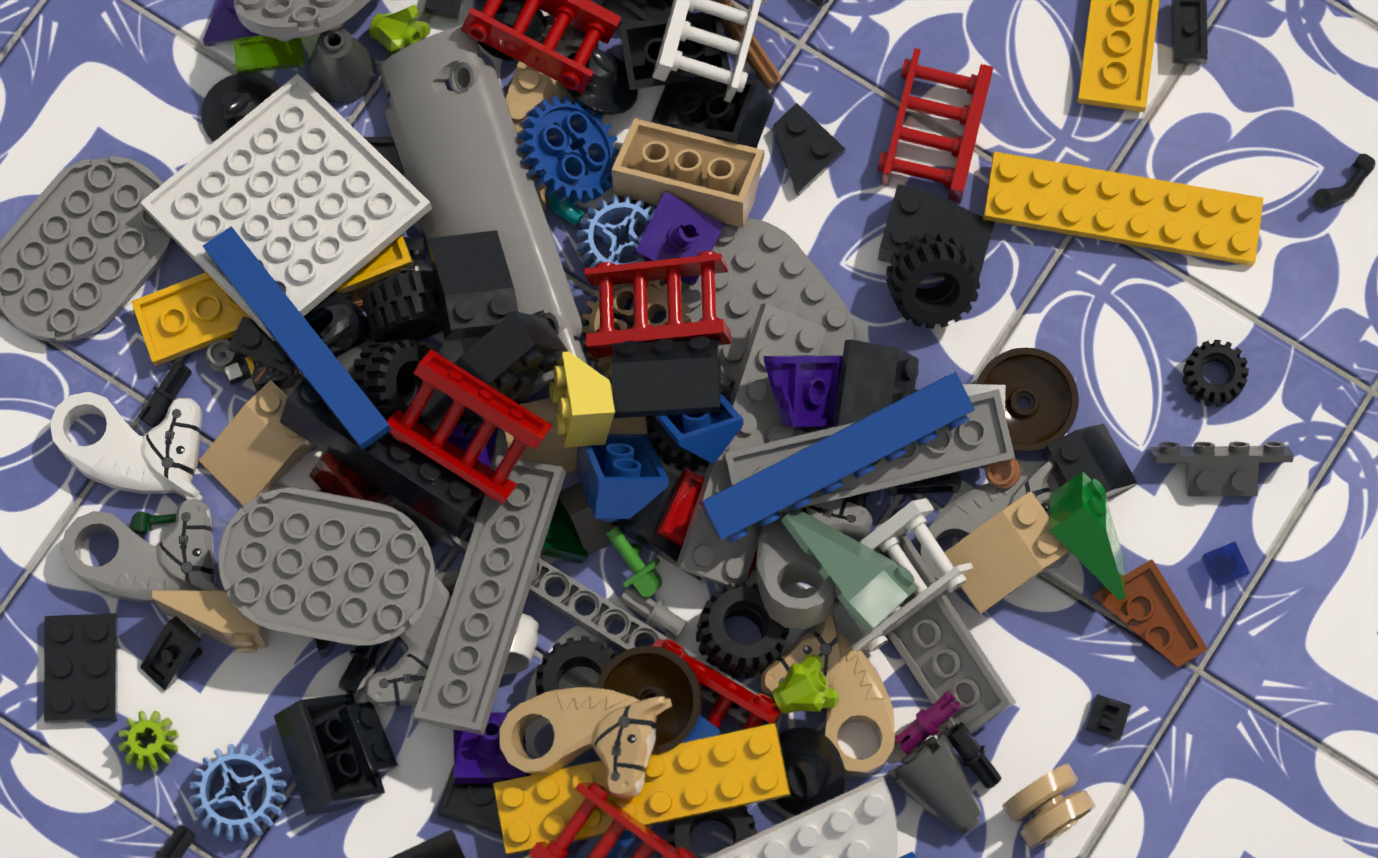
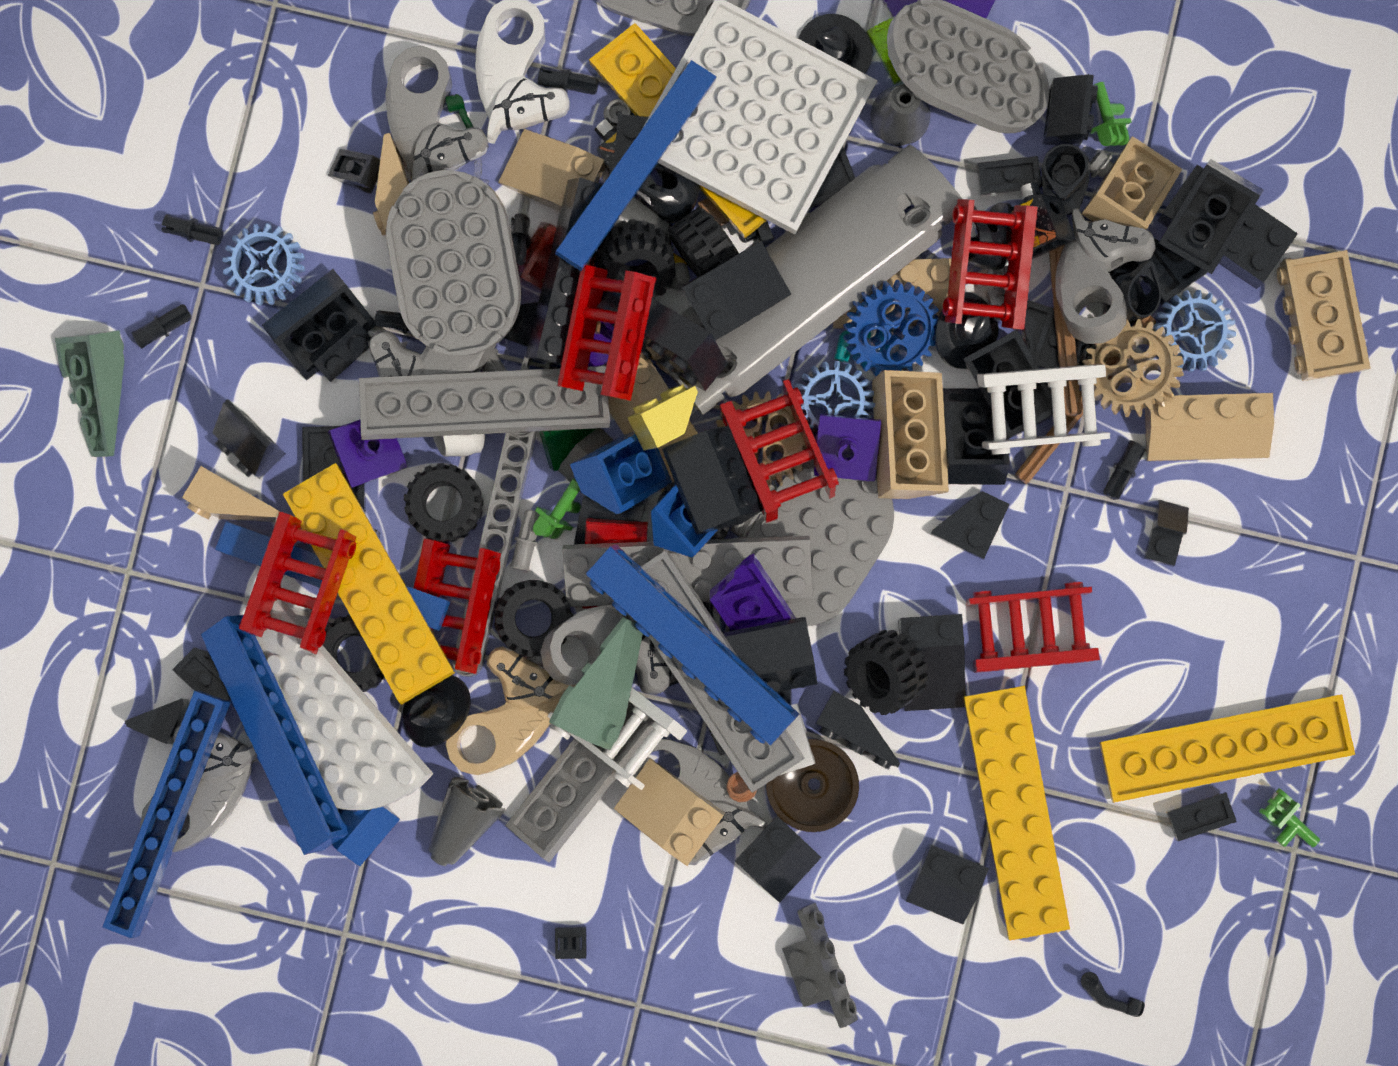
camera: 75 degrees right, 10 degrees up
(81, 668) = (322, 103): black plate -> none
(153, 752) = (289, 185): lime gear -> none
(398, 29) = (948, 150): lime rock -> none
(585, 718) = (404, 512): tan animal -> none
(662, 672) = (426, 549): dark brown dish -> none
(805, 688) = (497, 686): lime rock -> none
(927, 722) = (510, 795): magenta pin -> none
(973, 755) = (497, 842): black axle -> none
(975, 338) = (850, 722): none -> black slope
(1051, 810) = (469, 922): tan wheel -> none
(1086, 528) = (710, 875): green slope -> none
(1155, 615) = (672, 950): dark orange wing -> none
(1174, 302) = (947, 884): none -> black slope
(1219, 353) = (911, 951): black tyre -> none
(1225, 565) = (733, 999): clear blue plate -> none

